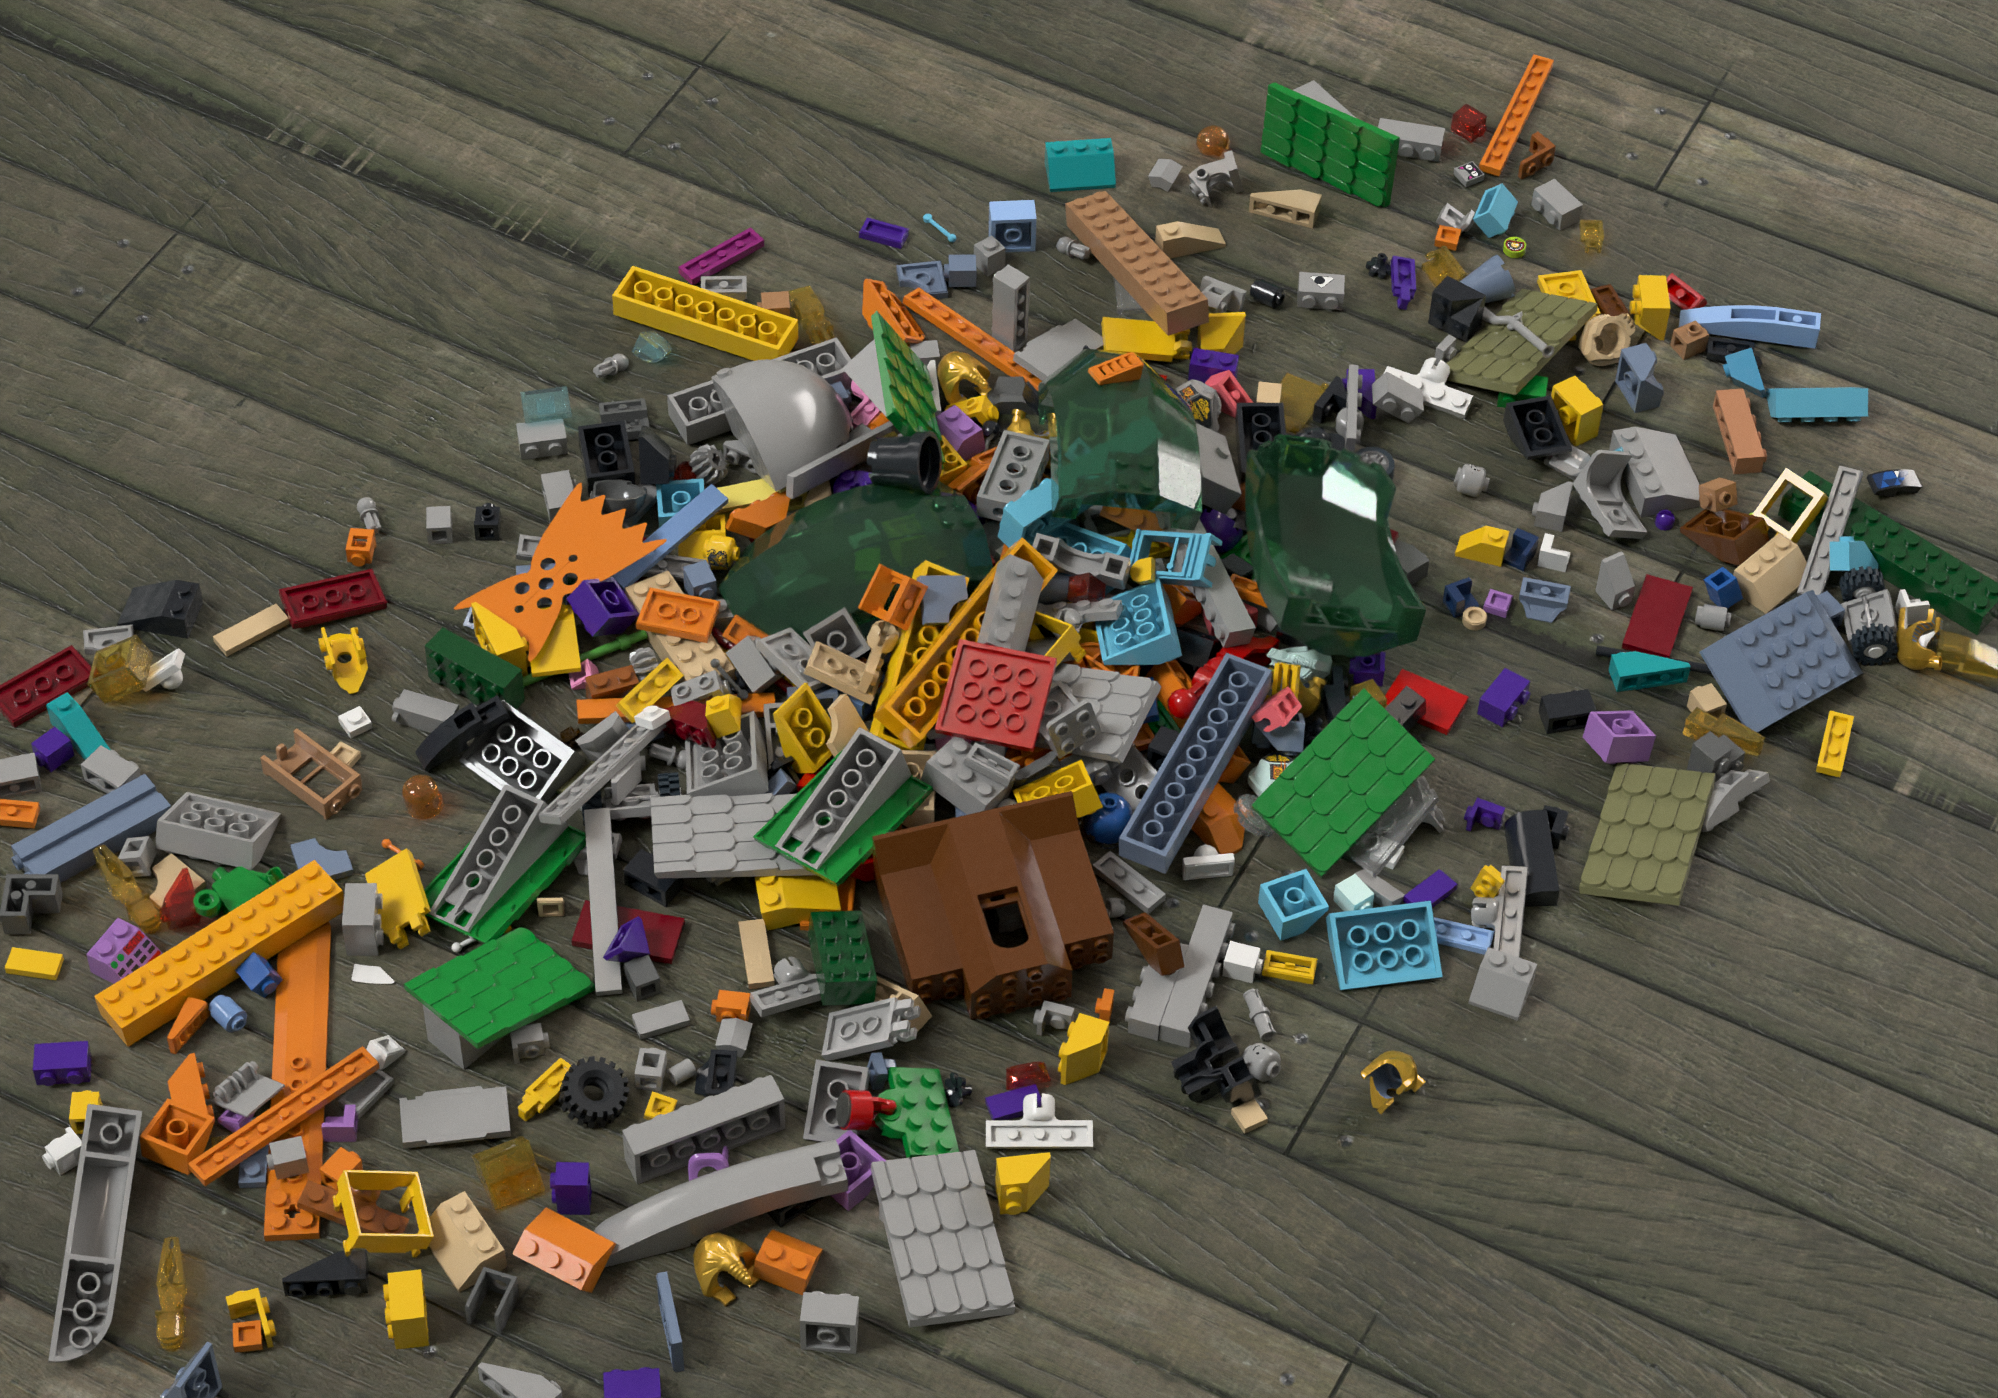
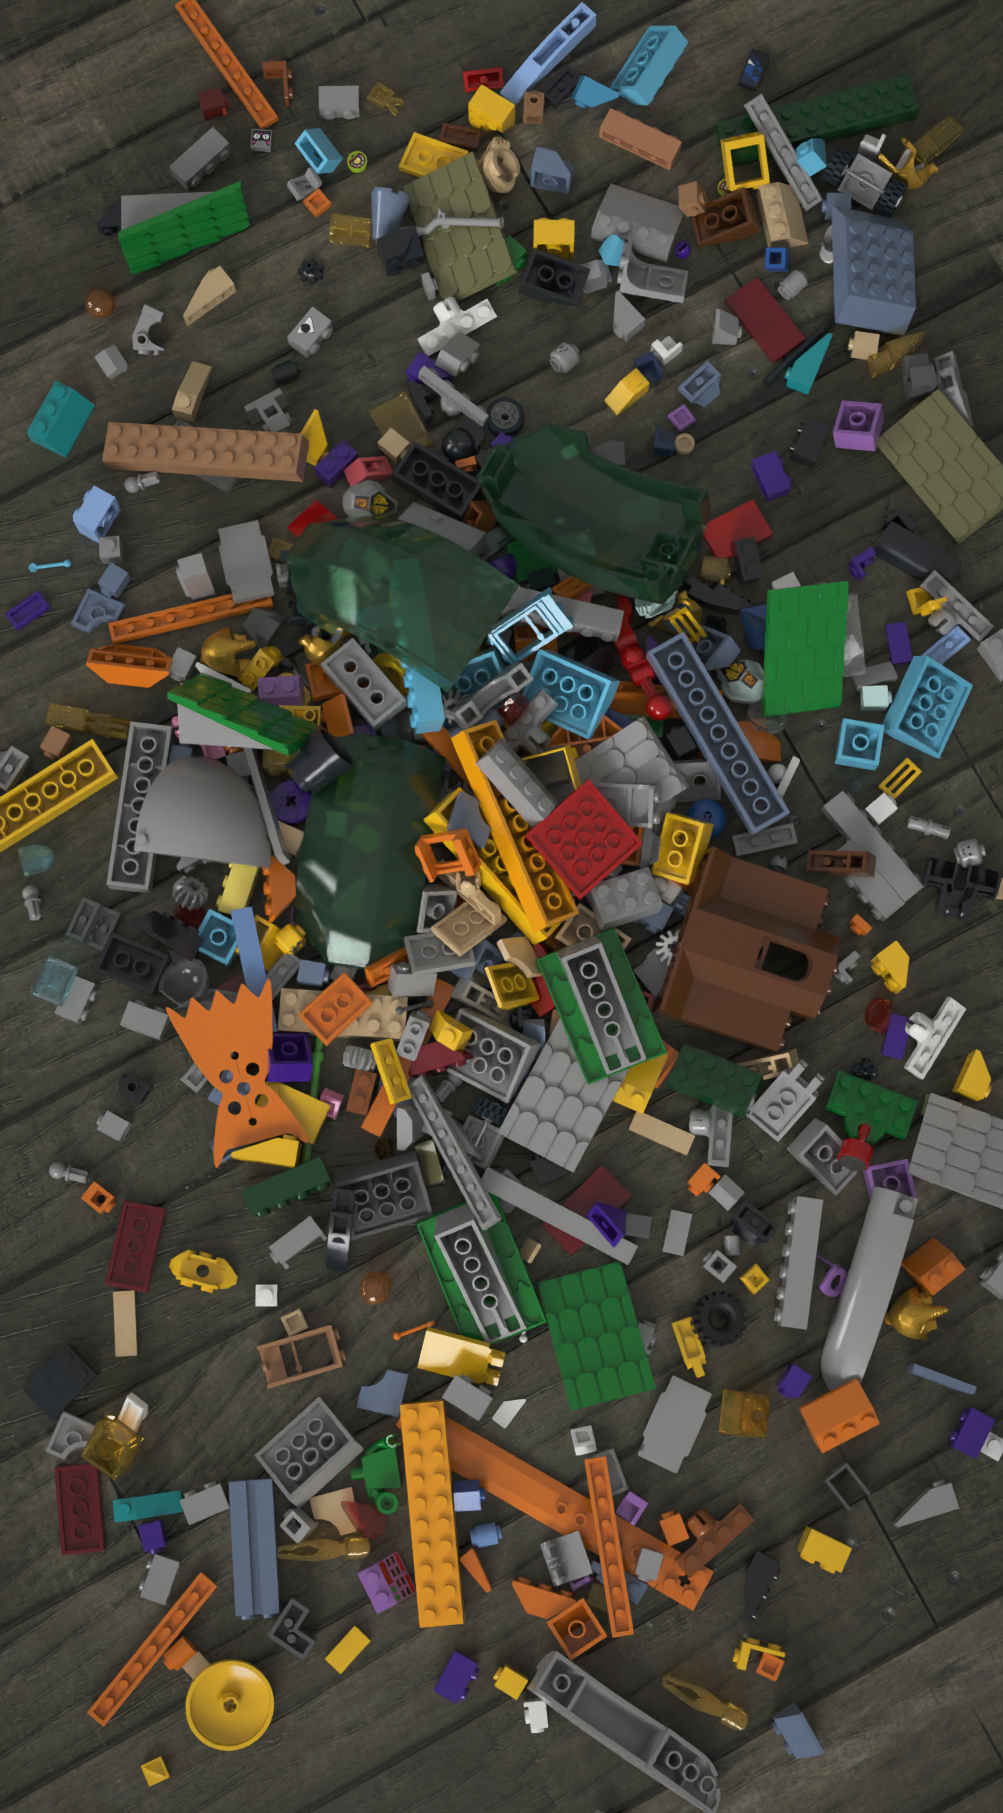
camera: 55 degrees left, 30 degrees up
(383, 1181) = (723, 1494): yellow piece -> none
(464, 1242) = (784, 1478): tan slope -> none
(652, 717) = (418, 1085): white plate -> none
(879, 1070) = (817, 1111): sand blue tile -> none
(989, 767) = (619, 888): light grey tile -> none
(1119, 369) = (371, 549): orange slope -> none
(1143, 571) = (528, 656): yellow tile -> none
(1144, 339) = (269, 502): yellow tile -> none
(1278, 709) = (708, 647): coral hinge -> none
(1403, 280) = (338, 265): dark purple hinge -> none
(1834, 744) = (950, 286): yellow plate -> none

